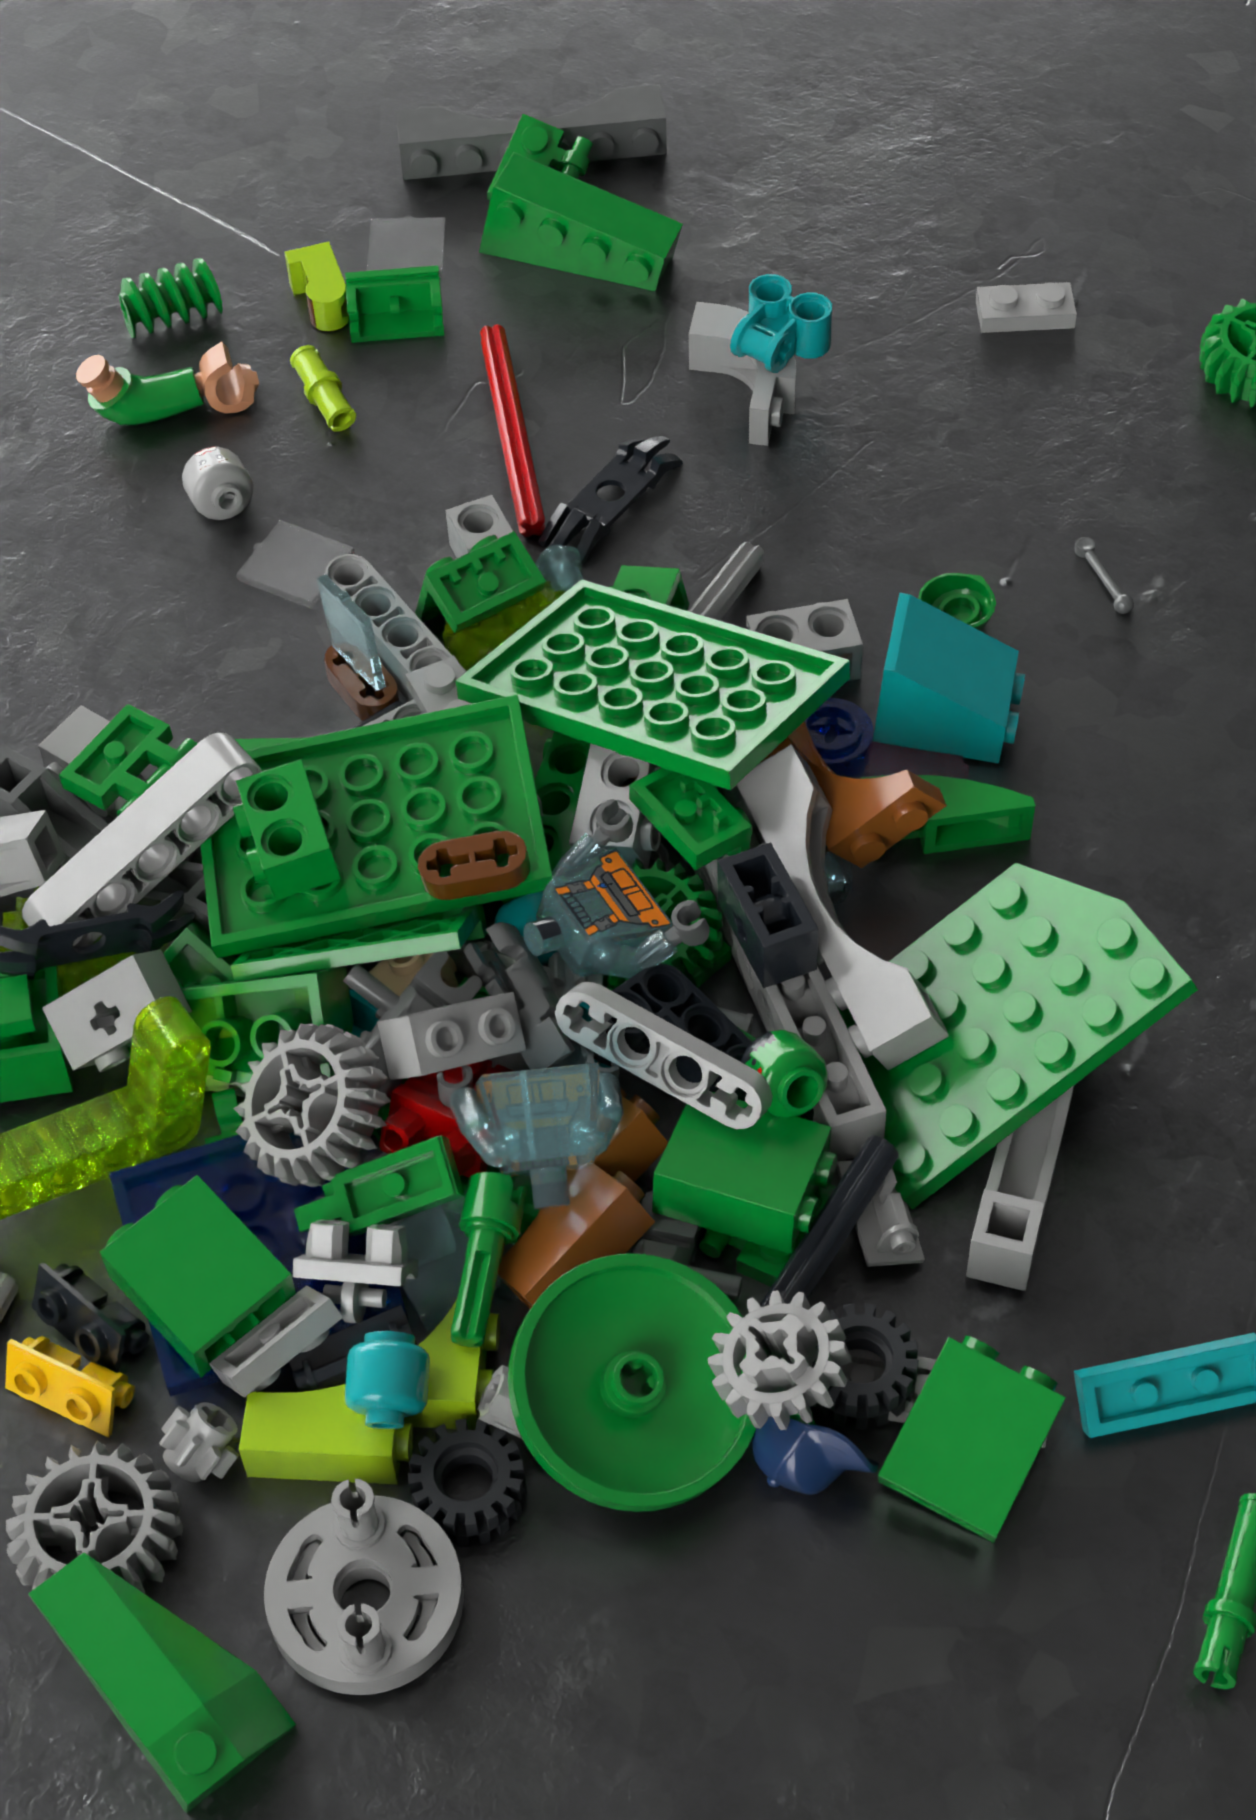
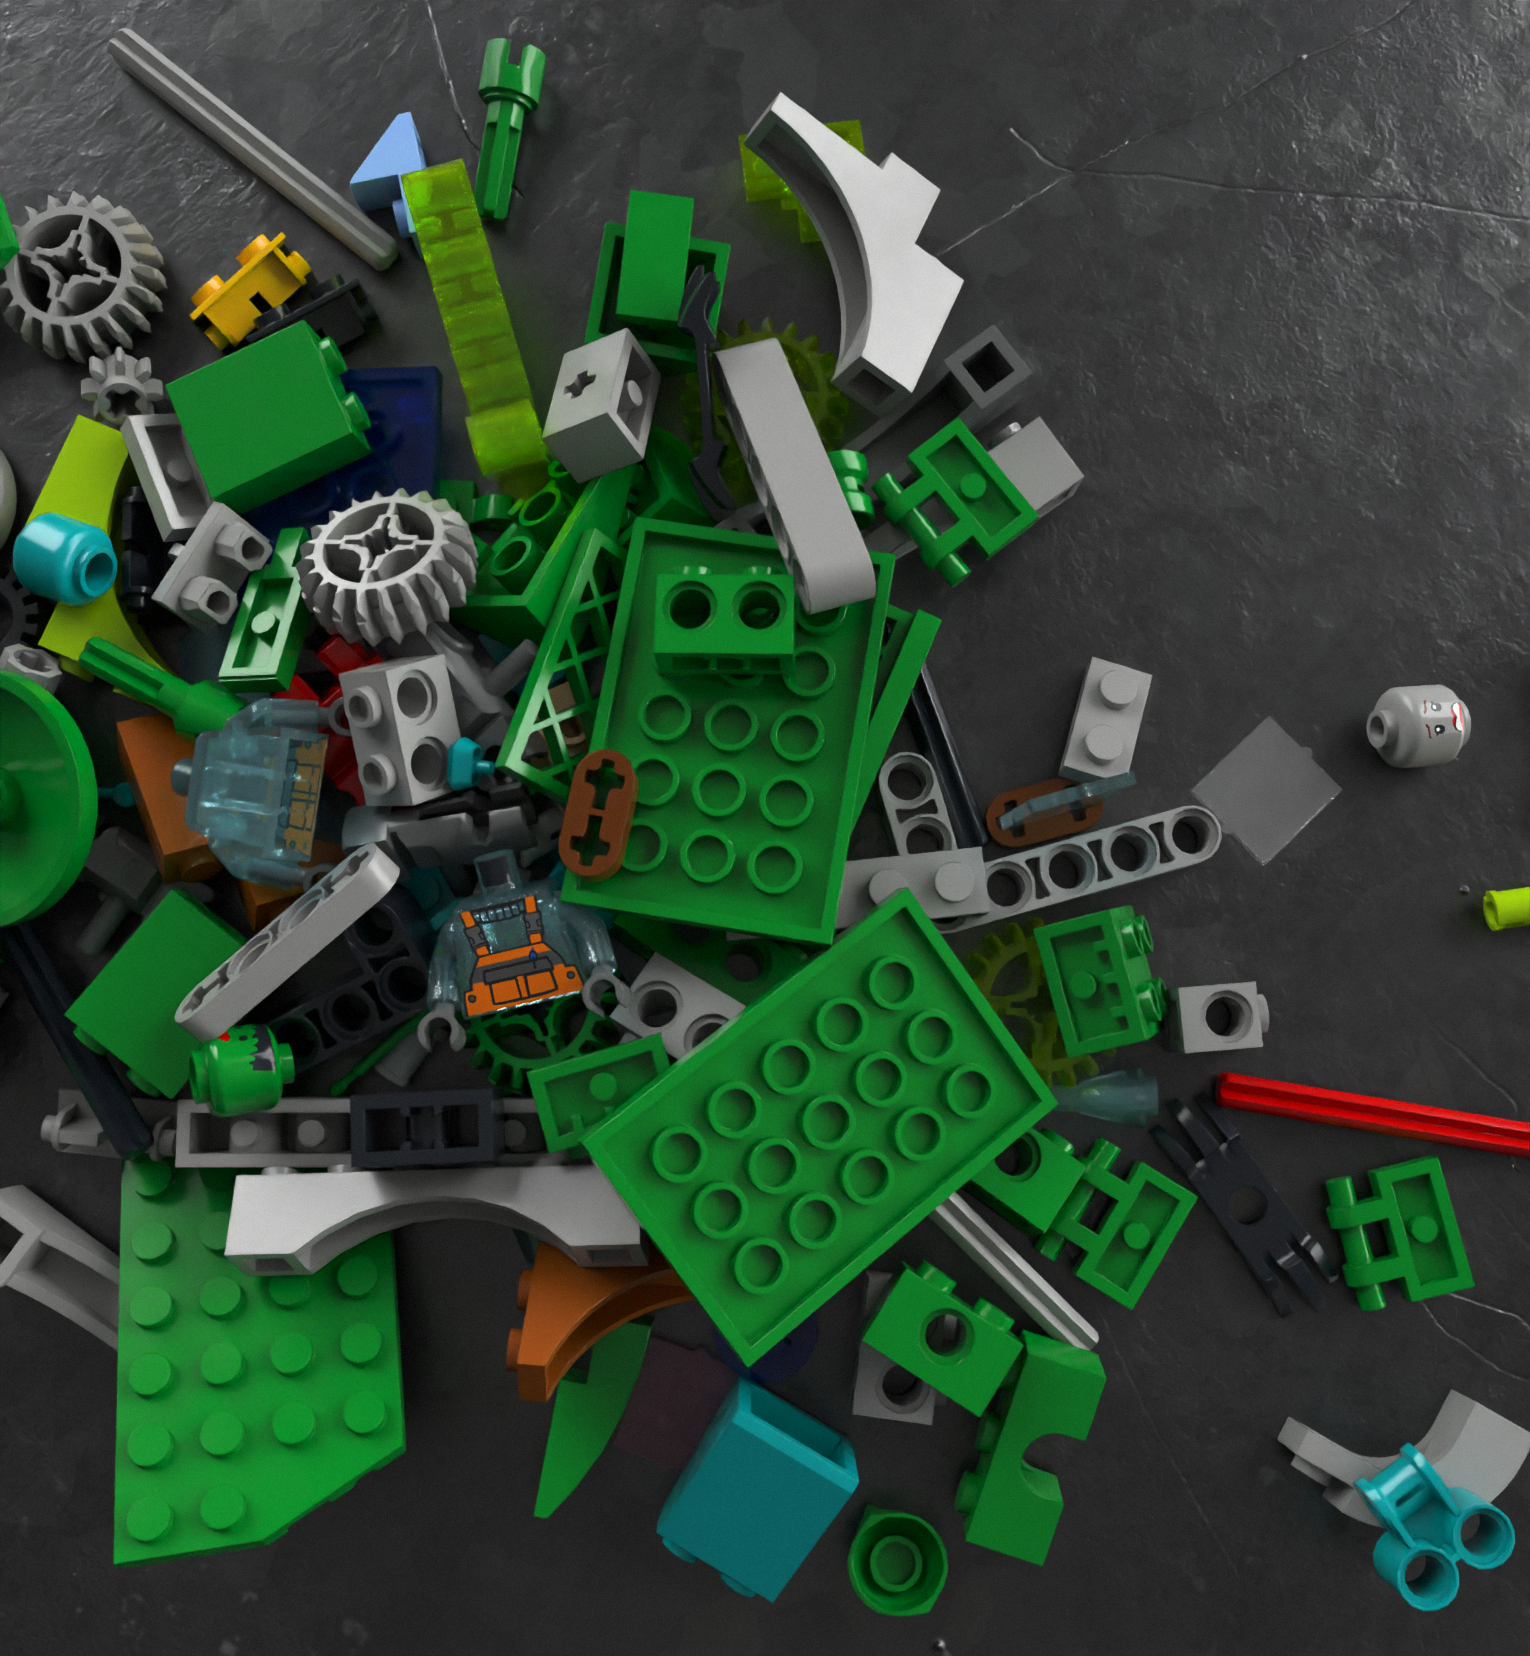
camera: 105 degrees right, 30 degrees up
(278, 656) = (1105, 722): none -> light grey plate
(464, 986) = (466, 764): none -> teal rock
(587, 400) = (1418, 1229): none -> green plate
(658, 543) = (1133, 1231): none -> green plate
(779, 589) = (966, 1369): none -> green brick
(798, 552) = (1044, 1393): none -> green arch

